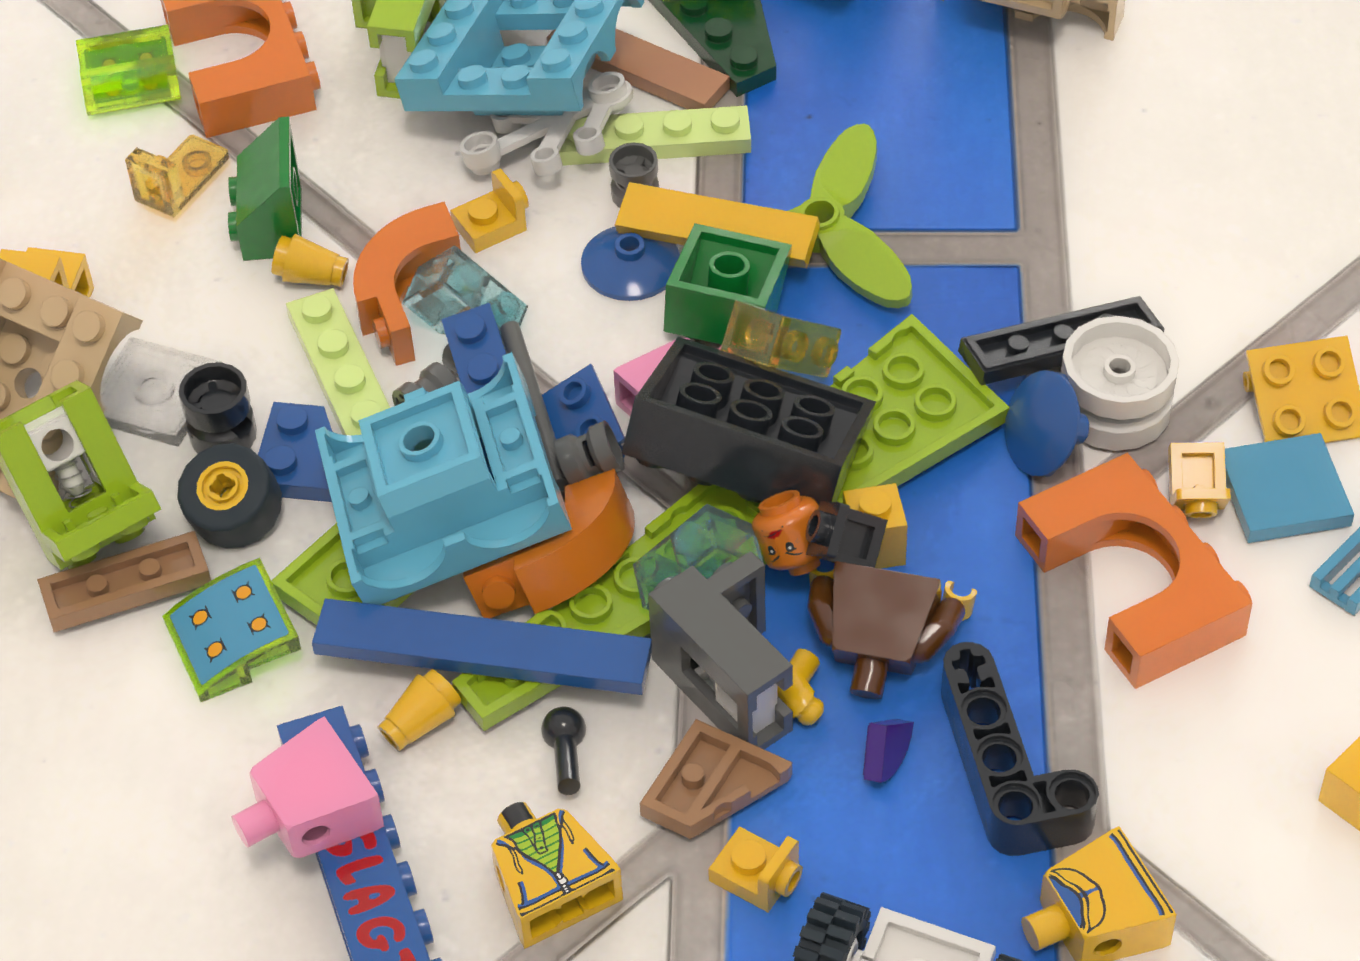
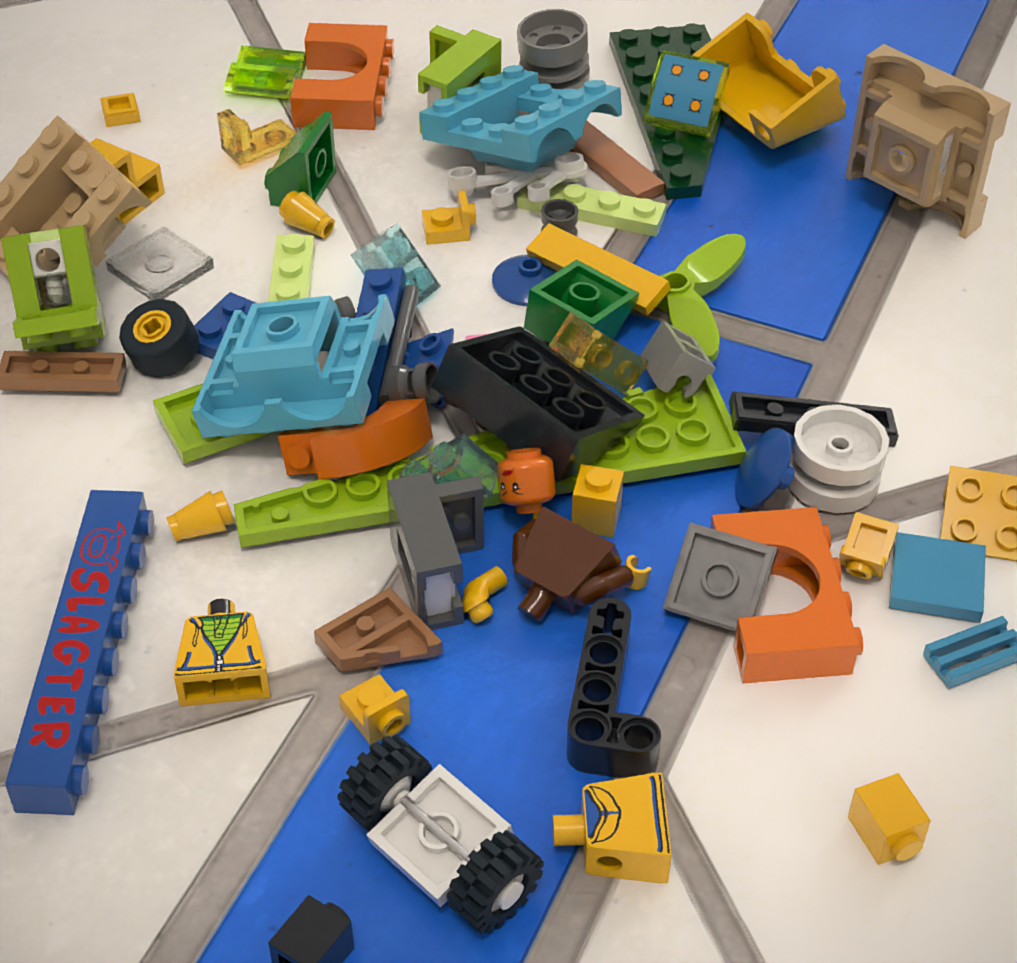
camera: 20 degrees right, 5 degrees down
(217, 406) = (186, 280): black wheel -> none
(230, 629) = (110, 423): slope -> none
(310, 795) = (73, 538): bright pink torso -> none
(387, 271) = (352, 230): orange arch -> none
(483, 646) = (268, 488): blue tile -> none
(564, 730) = (296, 566): black bar -> none
(844, 534) = (559, 490): black bracket -> none
(875, 318) = (674, 355): none -> light grey hinge
(886, 748) = (521, 657): dark purple tile -> none
(1061, 575) = (719, 577): none -> flat silver tile

